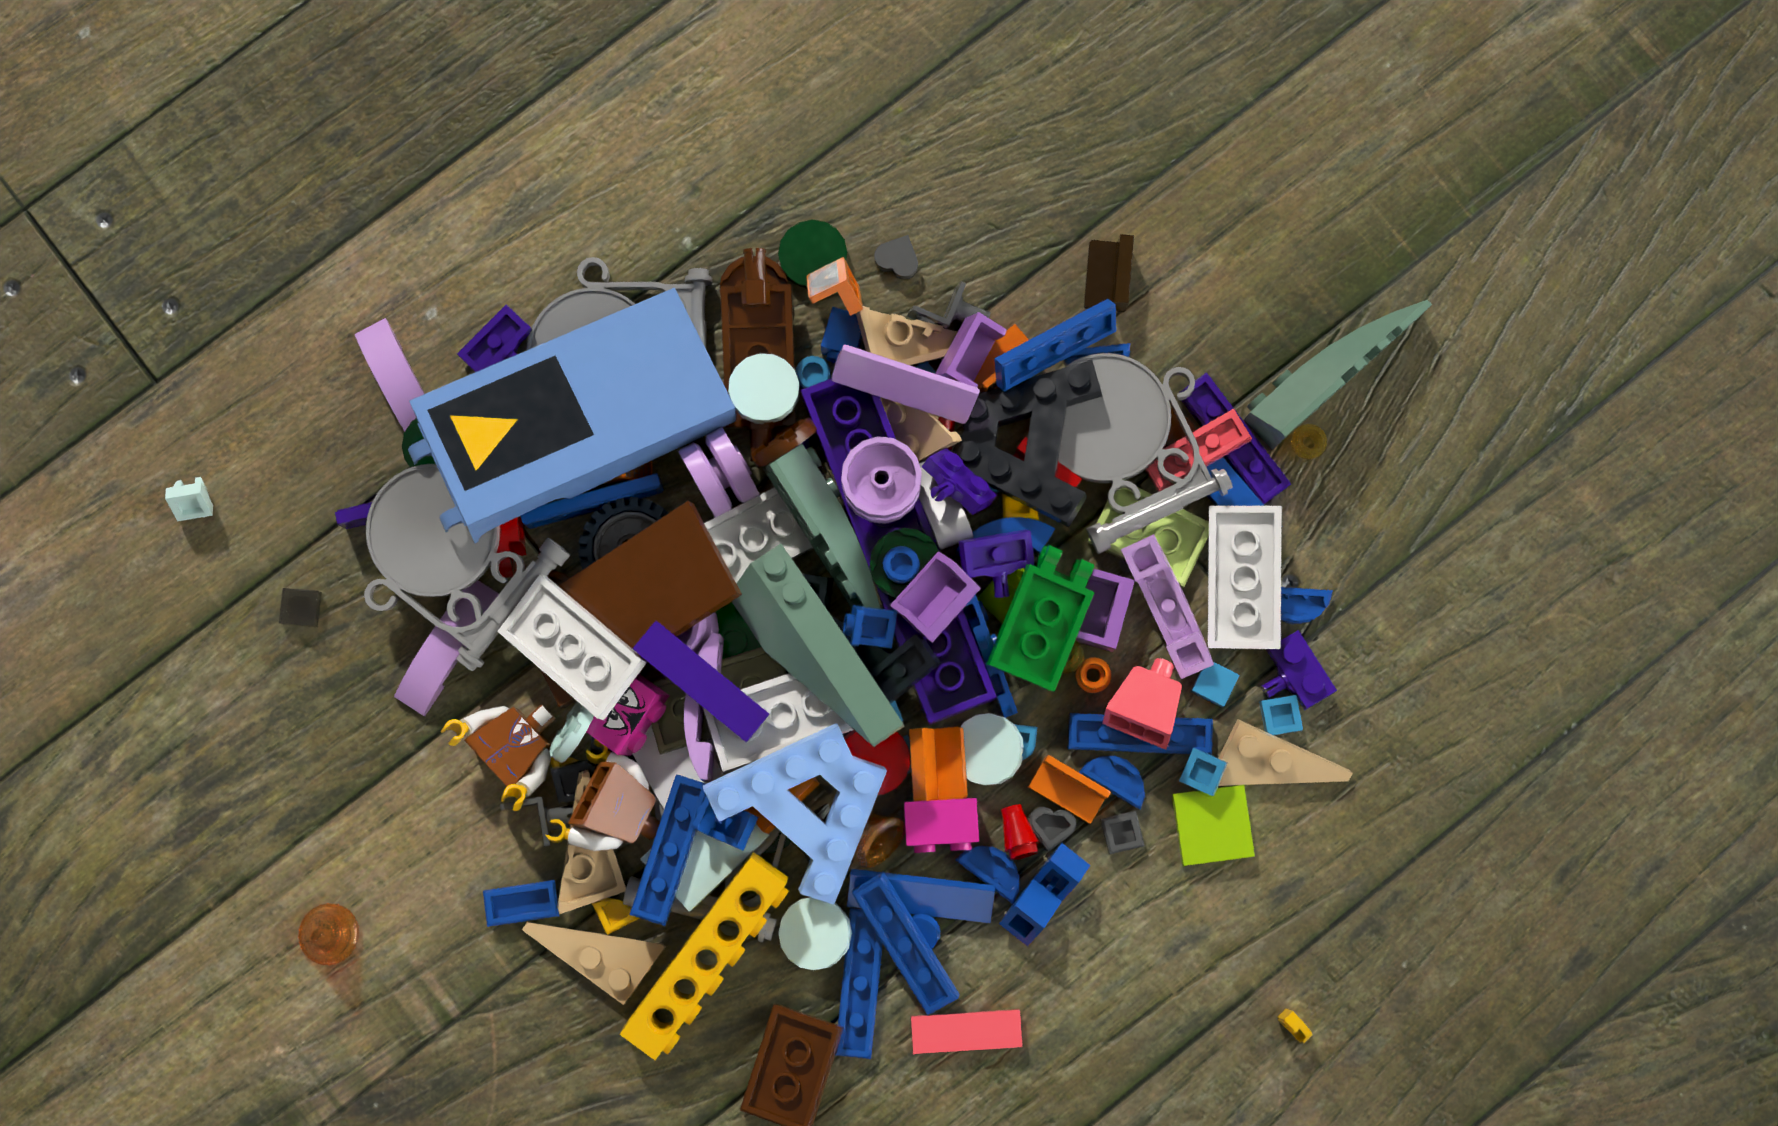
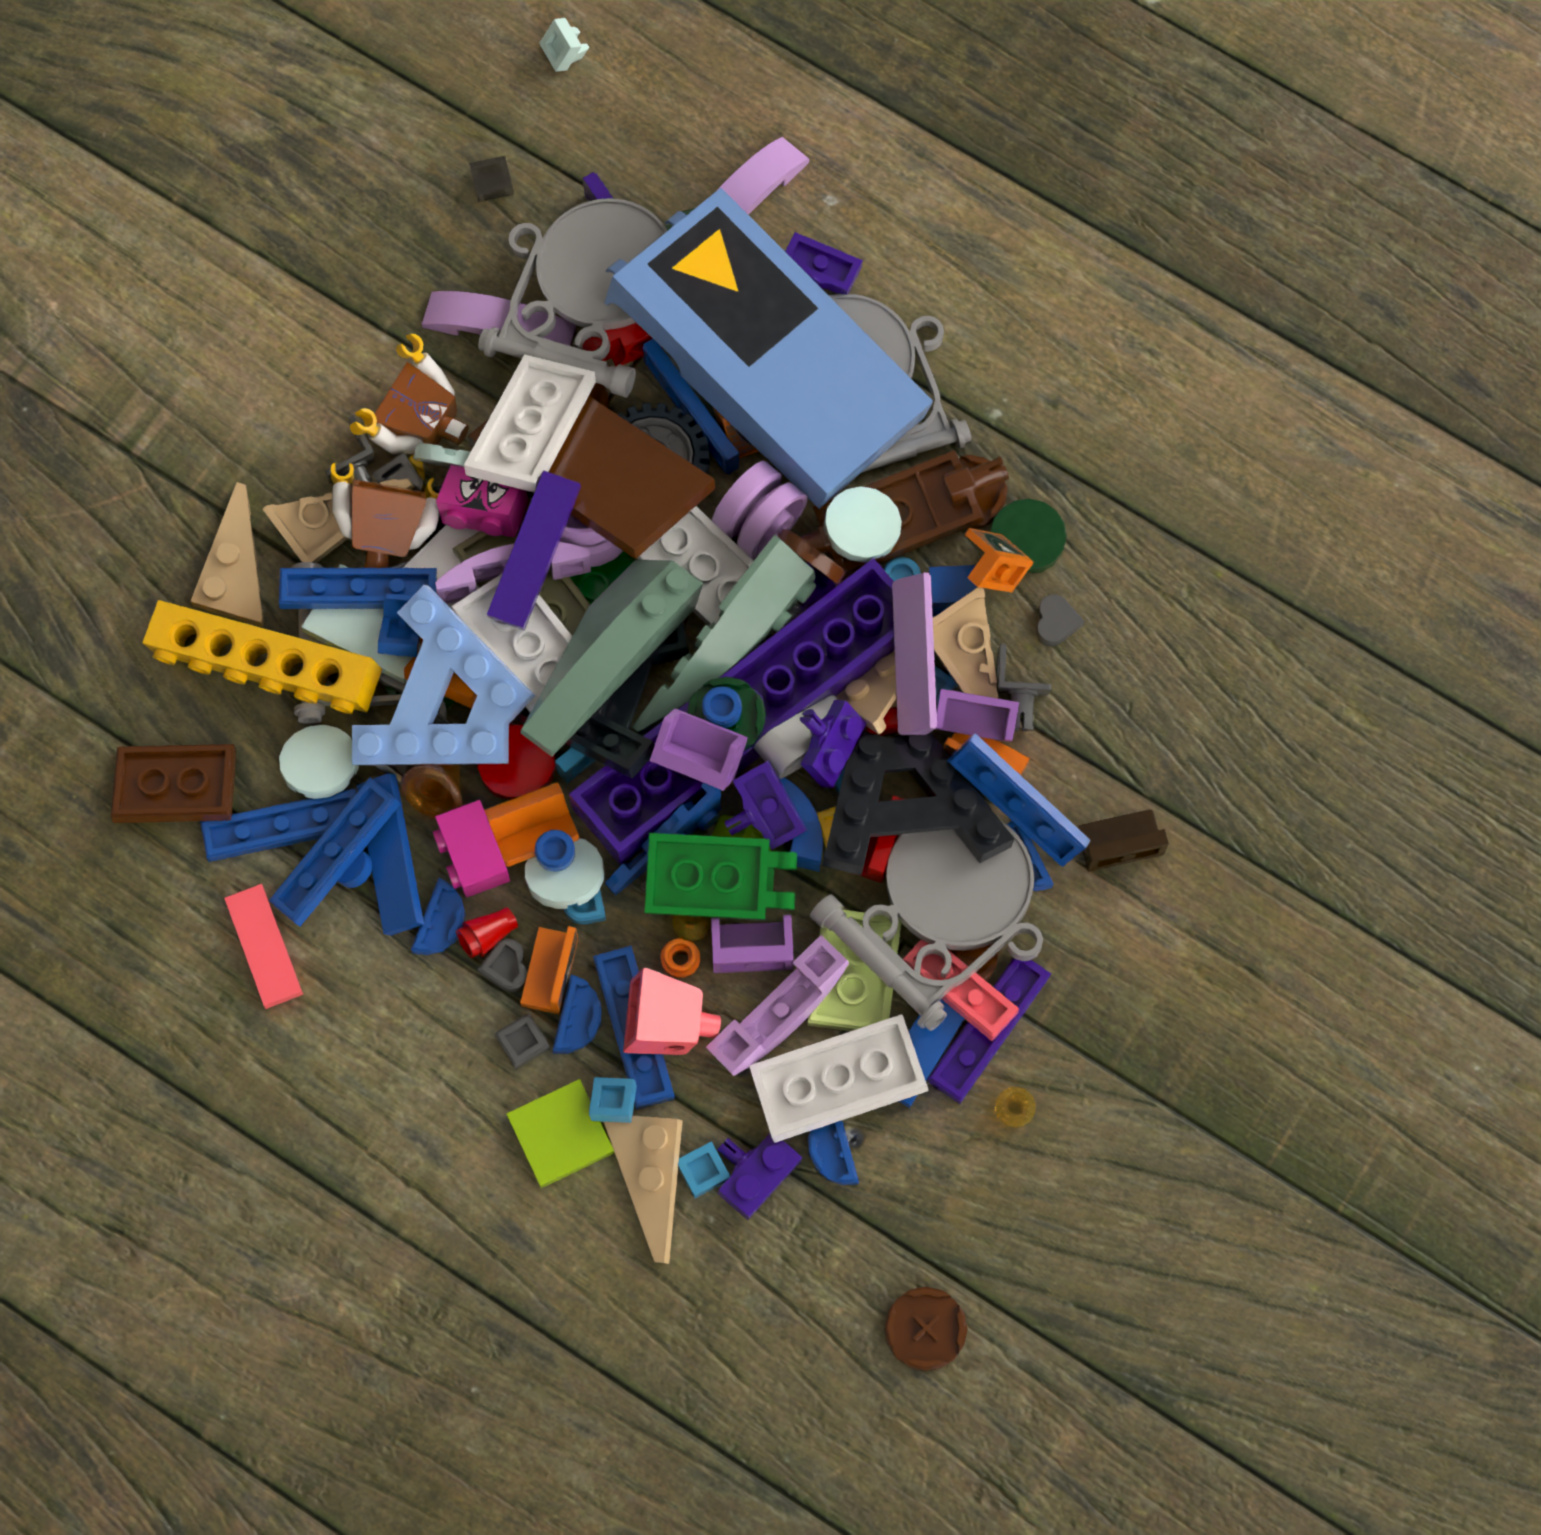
camera: 70 degrees right, 10 degrees down
(328, 934) = (179, 311): clear orange hat -> none
(521, 903) = (263, 473): blue tile -> none
(613, 914) = (279, 557): yellow tile -> none
(870, 626) = (646, 697): blue bracket -> none
(886, 501) = (802, 657): lavender wheel -> none
(970, 751) = (555, 850): none -> blue tile
(1044, 894) = (429, 978): blue brick -> none
(1215, 684) = (714, 1088): dark azure tile -> none
(1295, 1025) = (373, 1280): yellow tile -> none
(1323, 375) = (1097, 1100): sand green wedge -> none
(1468, 578) = (925, 1329): none -> reddish brown tile

